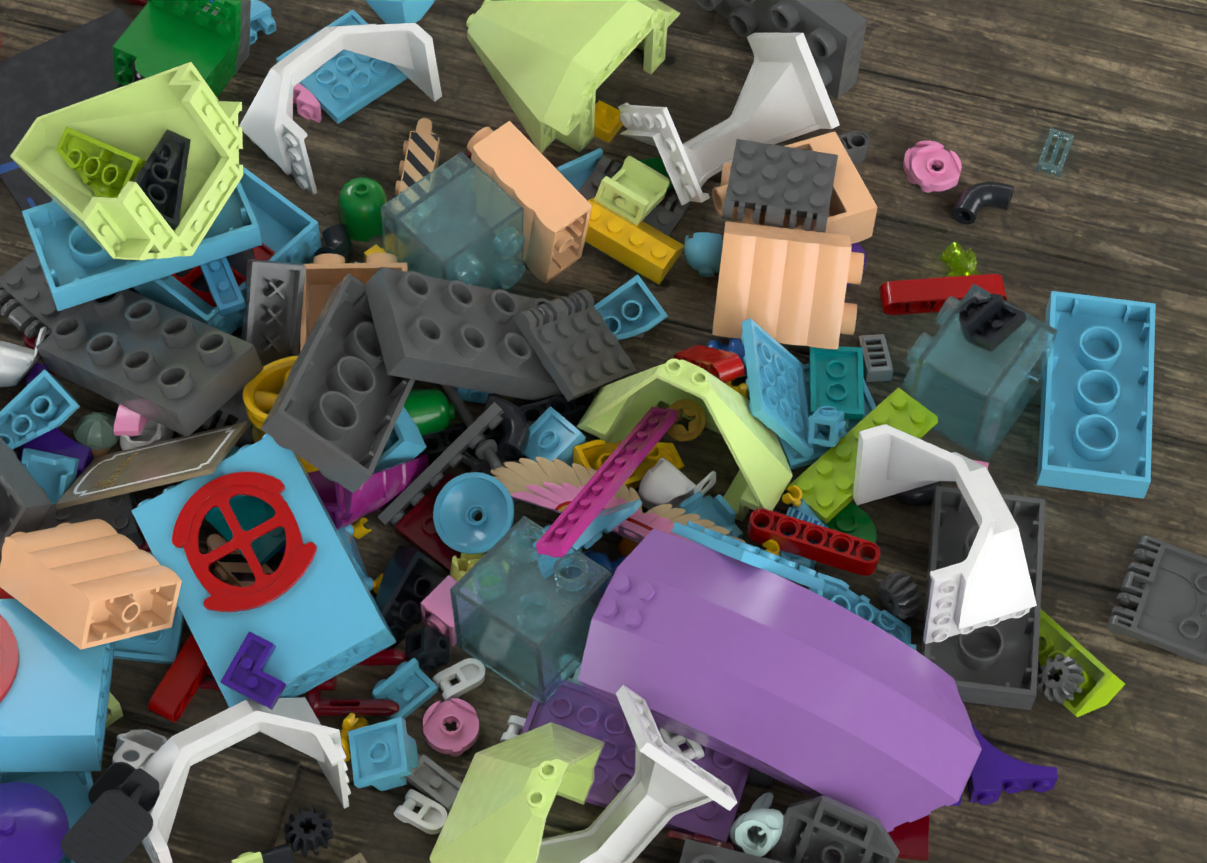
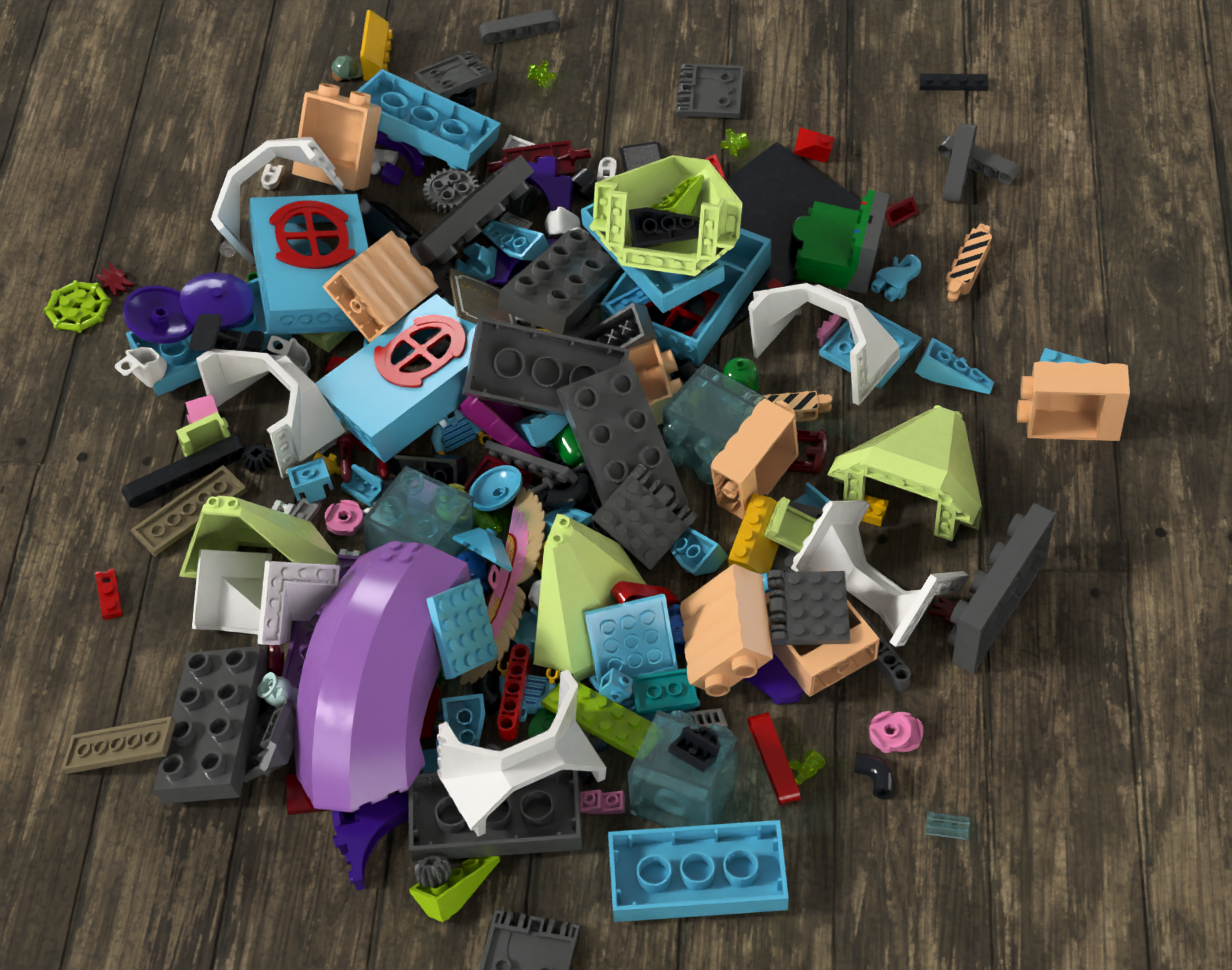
camera: 85 degrees right, 5 degrees down
(247, 675) = (332, 379): dark purple plate -> none
(606, 482) = (488, 530): dark pink plate -> none

